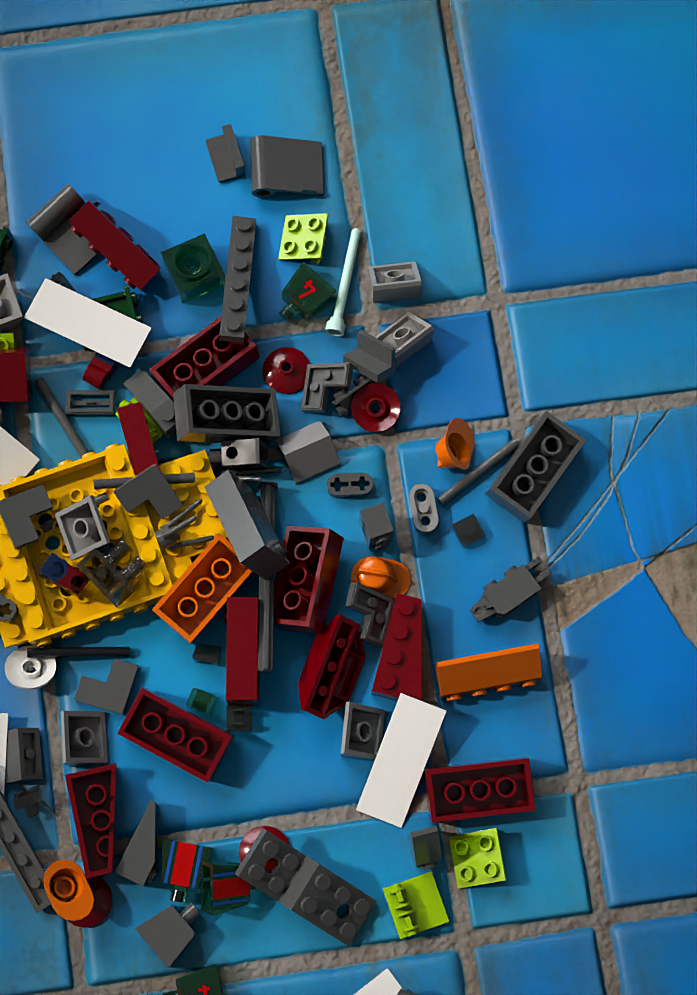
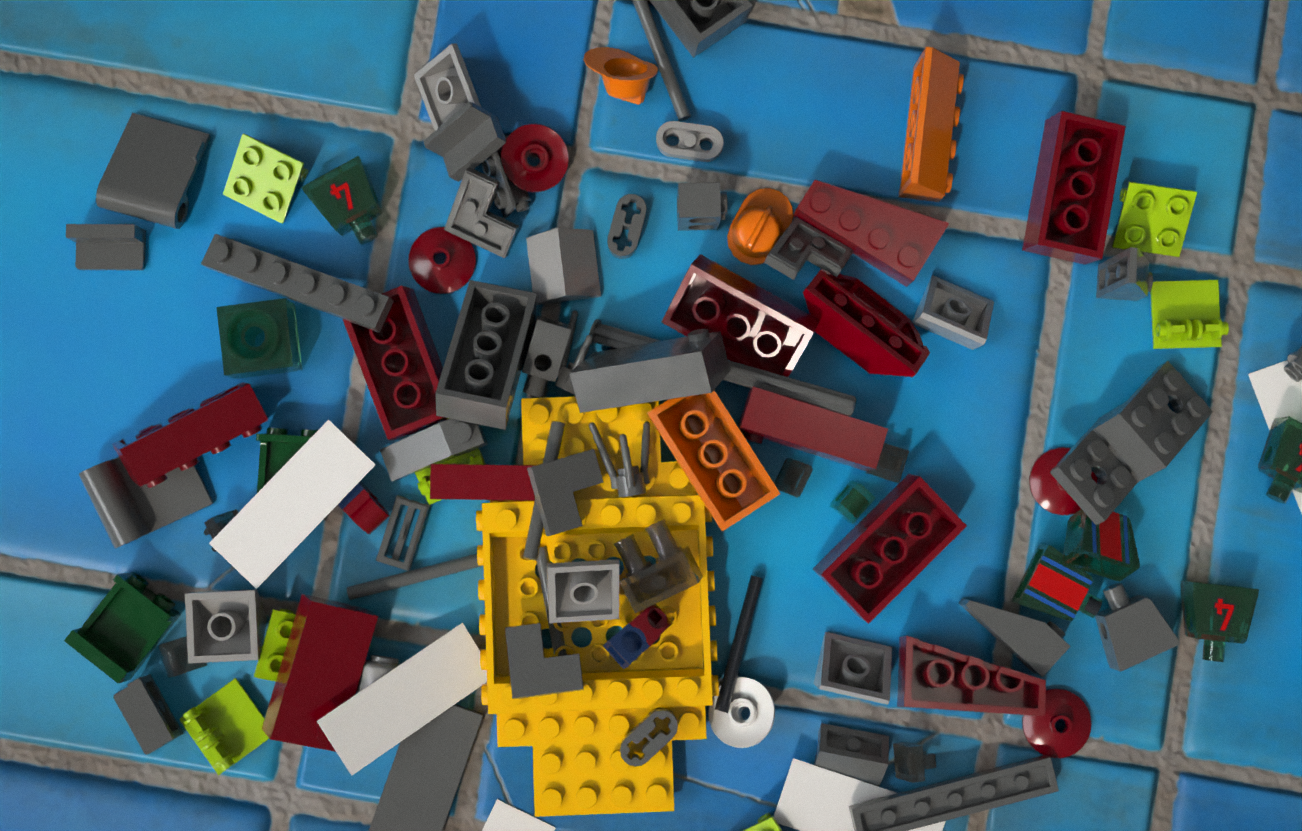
camera: 75 degrees left, 10 degrees up
(68, 890) = (1051, 742): orange piece -> none
(110, 694) = (806, 615): dark grey tile -> none
(336, 326) = (401, 174): light aqua piece -> none
(395, 281) = (366, 77): light grey slope -> none
(401, 760) = (1006, 272): white sticker -> none
(468, 530) = (735, 94): clear smoke plate -> none
(510, 592) = (833, 66): dark grey hinge -> none

